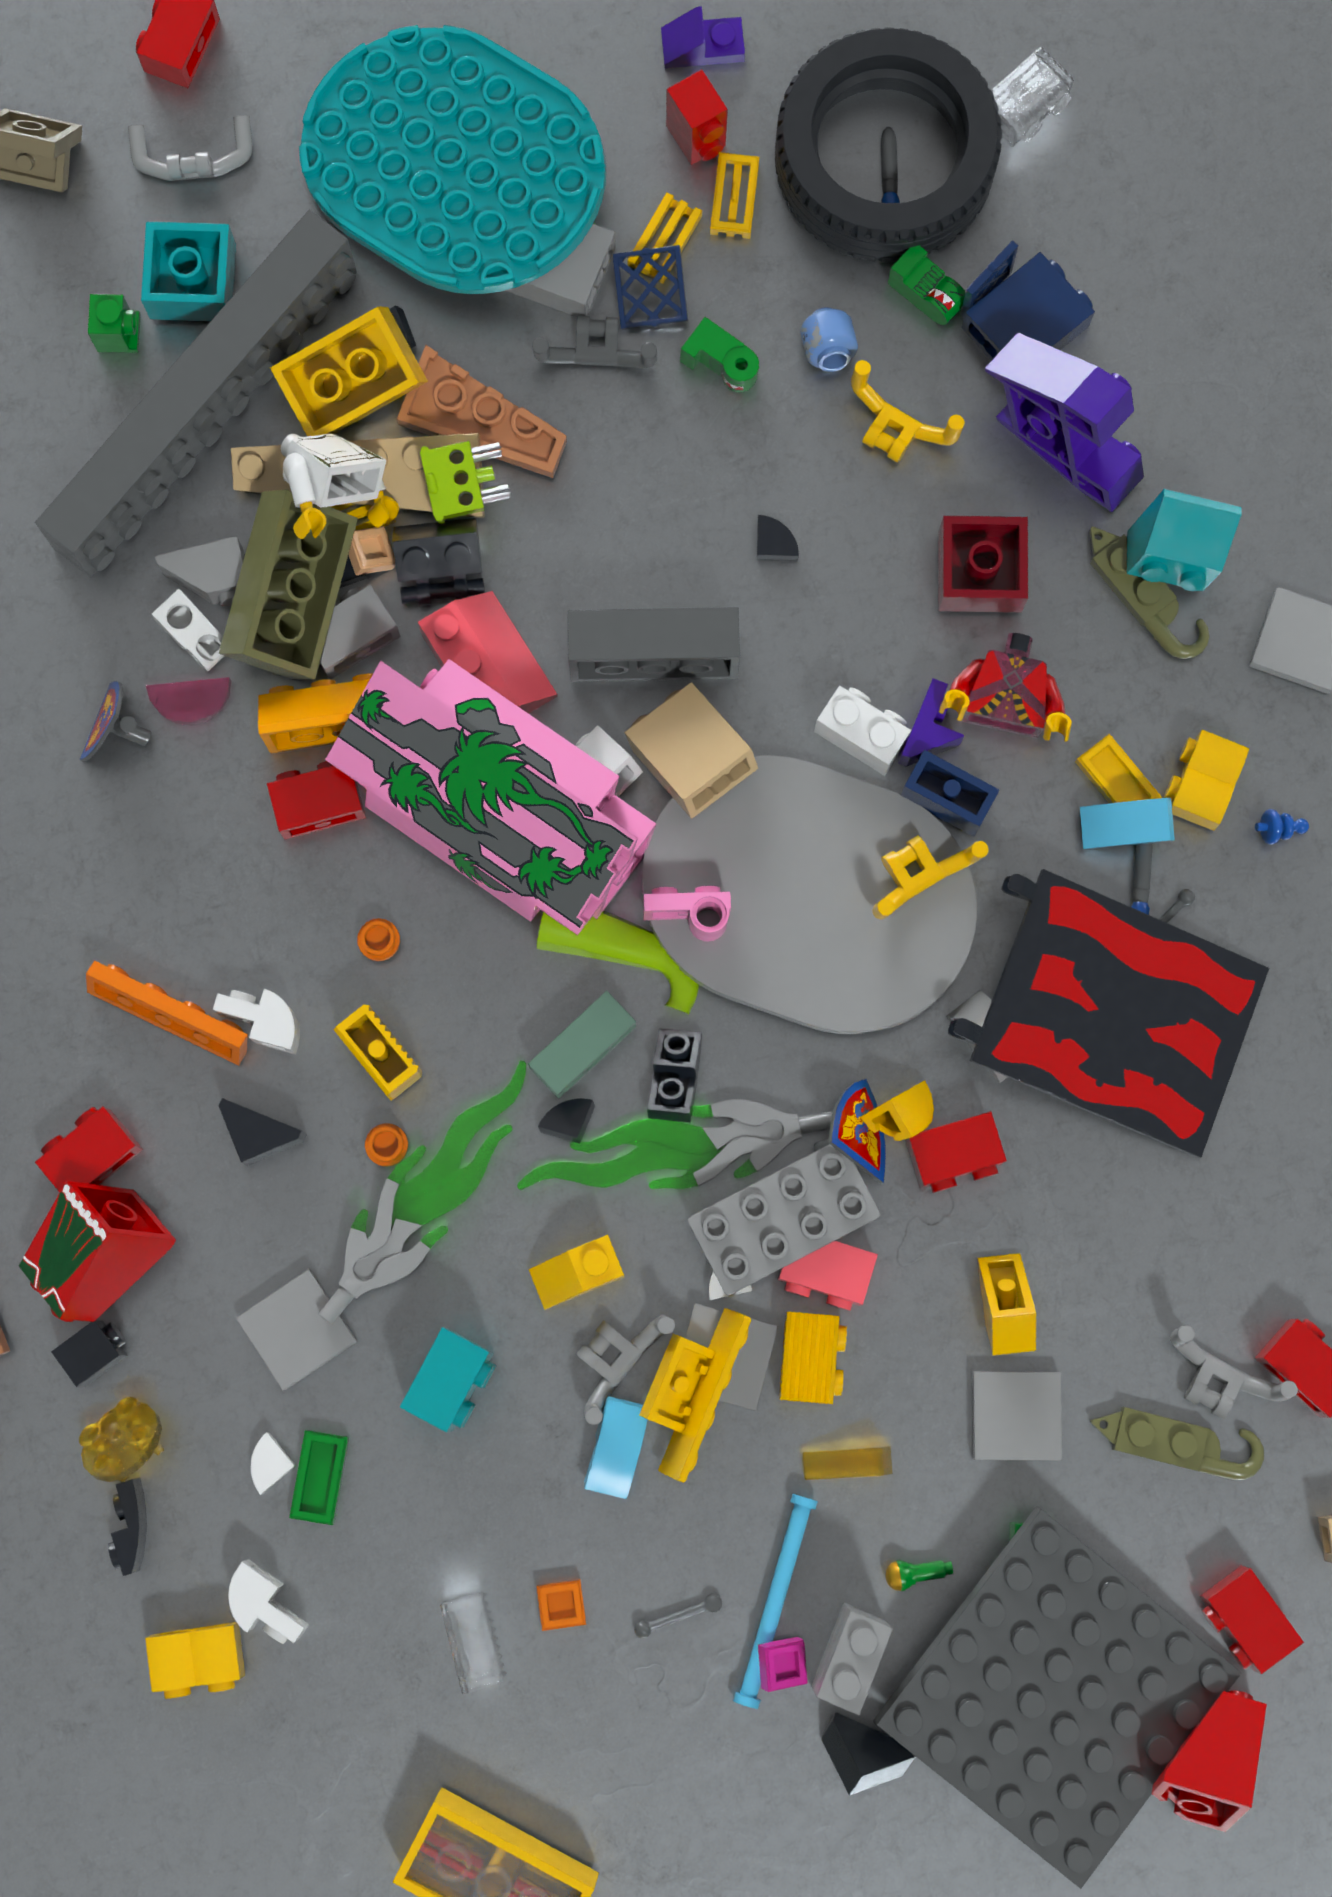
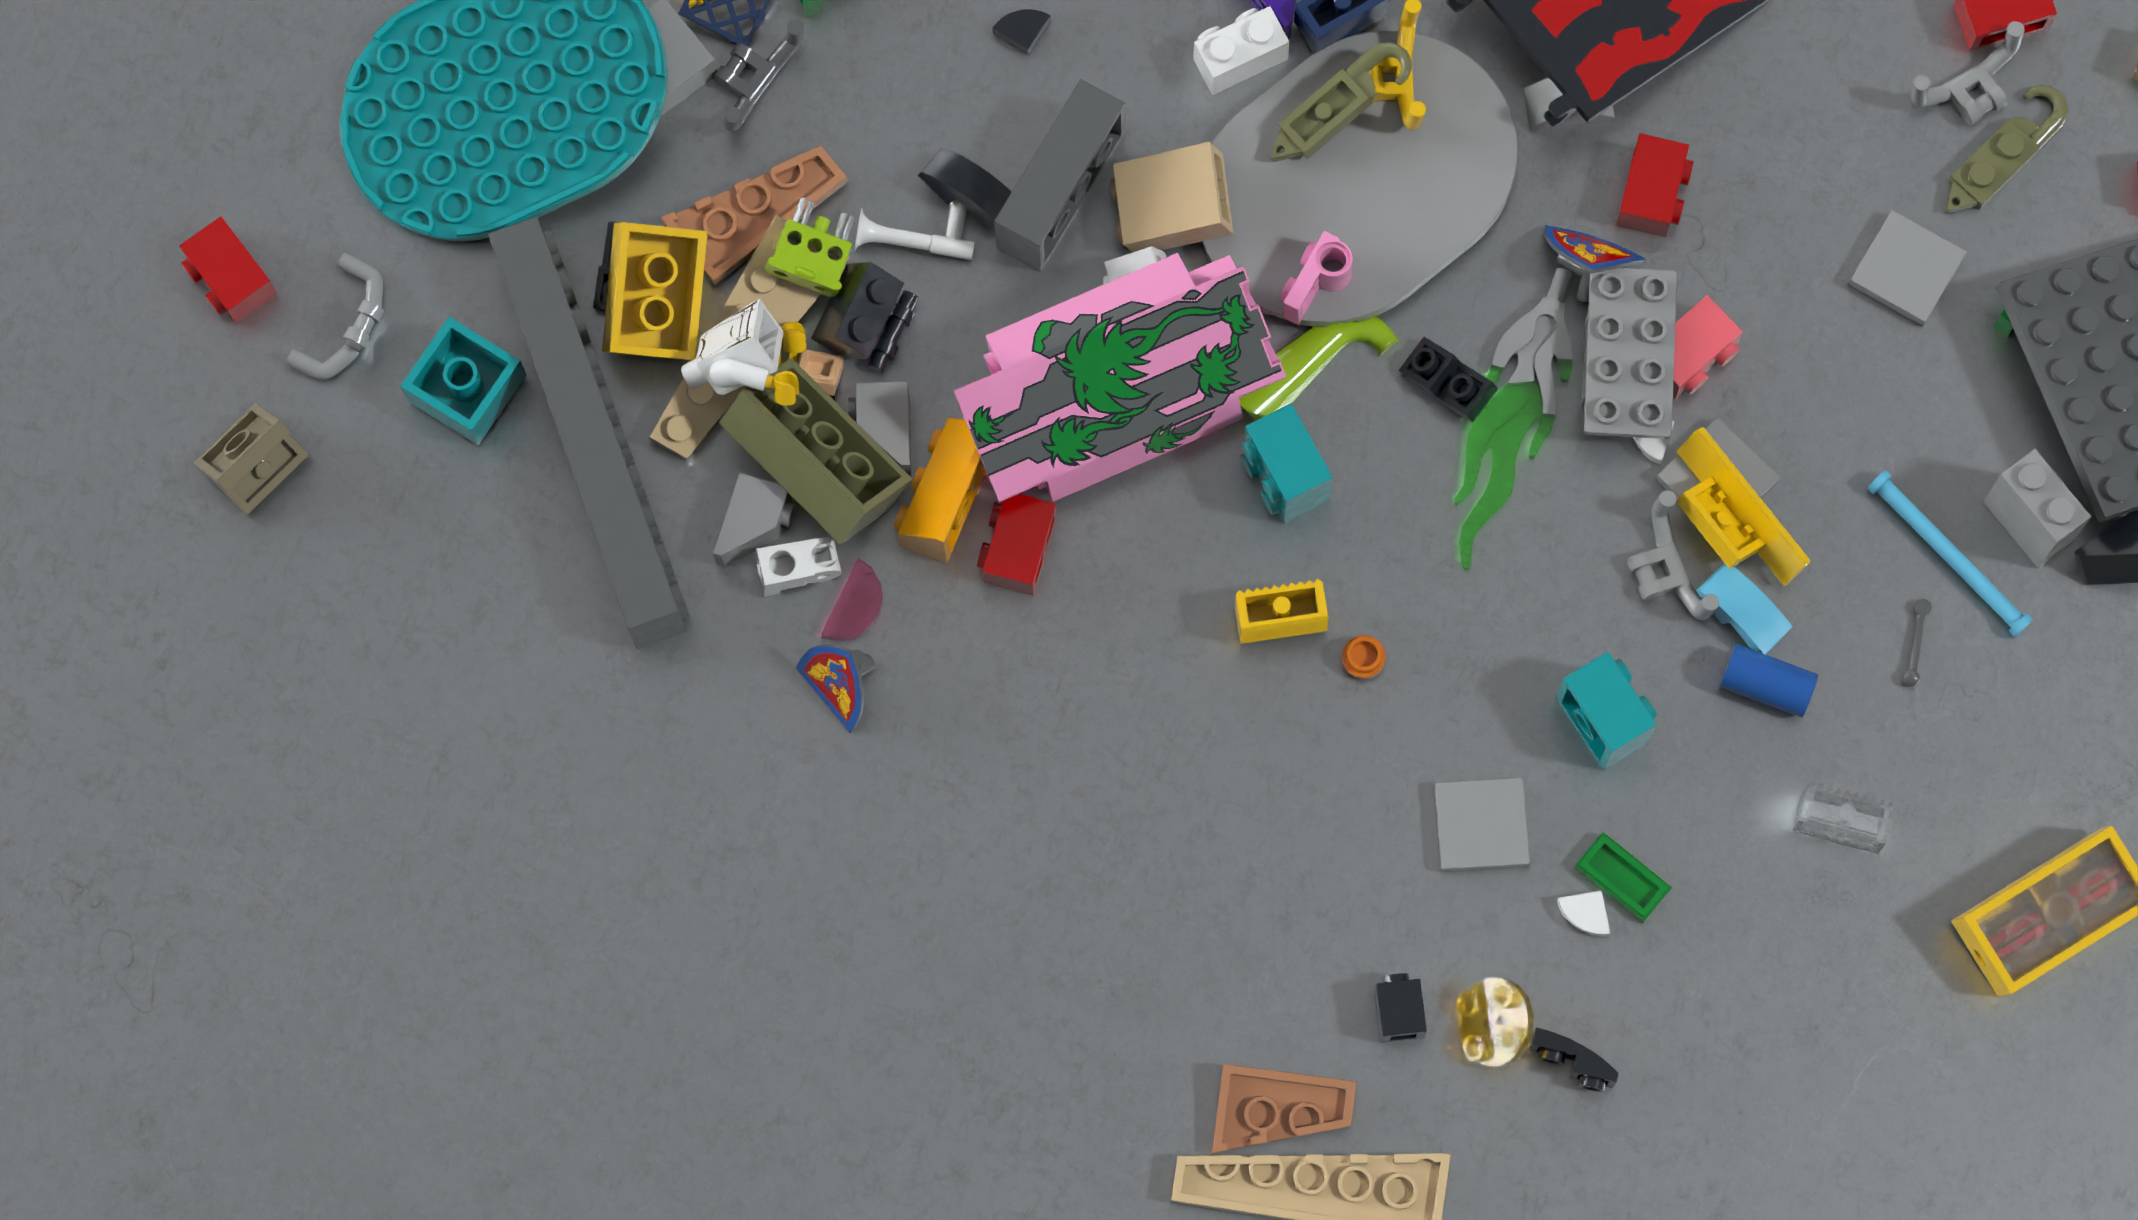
camera: 55 degrees left, 5 degrees down
(90, 1151) = (1220, 915): red brick -> none
(93, 1249) = (1313, 951): red slope -> none
(113, 324) = (466, 476): green brick -> none
(156, 1007) = (1133, 777): orange plate -> none
(195, 1658) = (1721, 1066): yellow brick -> none
(252, 1600) = (1699, 988): white brick -> none
(256, 1134) = (1287, 760): black slope -> none
(272, 1019) = (1194, 689): white brick -> none
(378, 939) = (1176, 562): orange plate -> none
(409, 1206) = (1430, 670): piece -> none
(487, 645) = (956, 322): coral slope -> none
(509, 979) = (1286, 464): none -> teal brick
(515, 518) = (949, 245): none -> white piece
(561, 1604) = (1851, 734): orange tile -> none
(563, 1506) = (1769, 680): none -> blue brick
(568, 1119) = (1433, 491): black tile -> none
(576, 1272) = (1573, 555): yellow slope -> none
(582, 1044) = (1376, 439): sand green piece -> none
(605, 568) = (960, 178): none -> black slope
(782, 1664) = (2007, 576): dark pink tile -> none
(810, 1358) = (1761, 405): yellow brick -> none
(847, 1463) = (1866, 430): clear yellow piece -> none
(858, 837) = (1335, 104): none -> olive plate
(903, 1114) = (1596, 208): yellow brick -> none
(903, 1575) = (1989, 437): green piece -> none
(1007, 1304) = (1810, 218): yellow slope -> none

